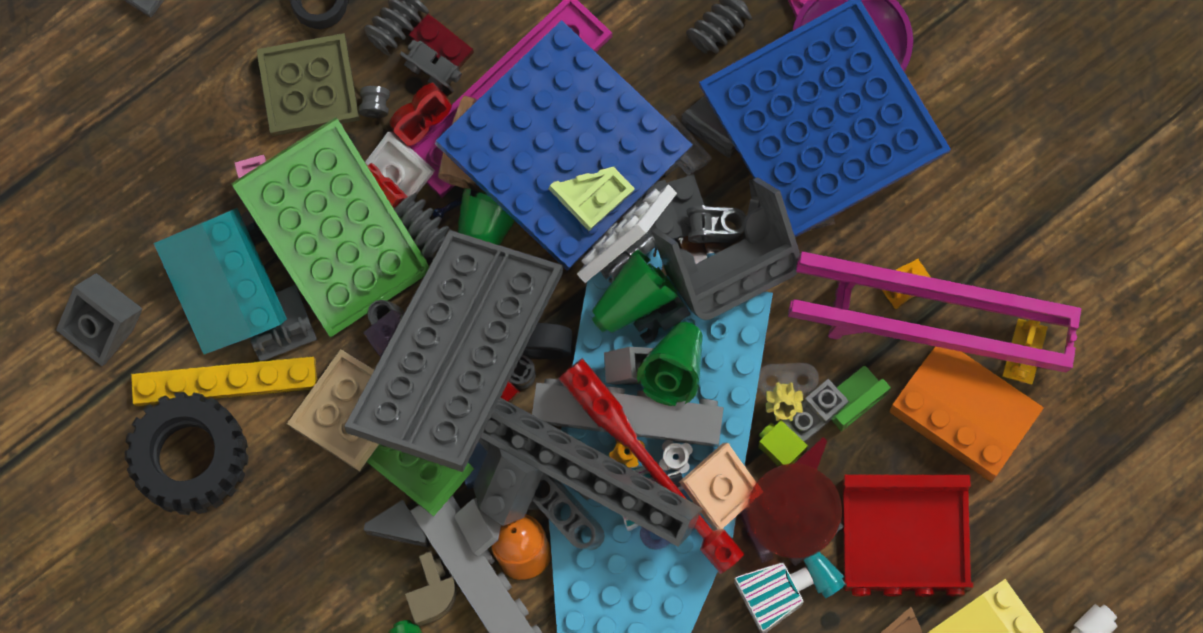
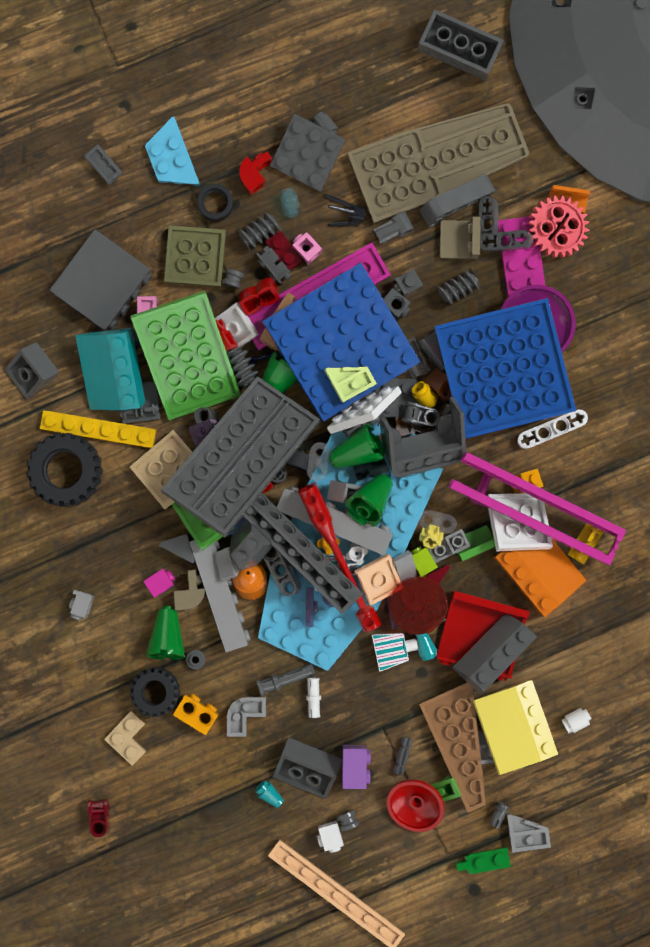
camera: 10 degrees right, 10 degrees up
(174, 156) = (101, 281): none -> dark grey panel
(380, 588) = (160, 582): none -> dark pink brick
(474, 17) = (306, 240): none -> bright pink brick
(577, 331) = (318, 461): none -> clear plate
(626, 62) = (393, 296): none -> dark grey brick
(627, 557) = (311, 606): none -> clear purple plate
(641, 40) = (407, 283): none -> dark grey bracket
(712, 192) = (424, 394): none -> yellow brick
(730, 172) = (439, 384): none -> reddish brown brick
(756, 455) = (405, 565): none -> light grey slope
(912, 363) = (512, 535): none -> white plate
(921, 193) = (551, 427): none -> white beam
(934, 553) = (494, 653): none -> dark grey slope

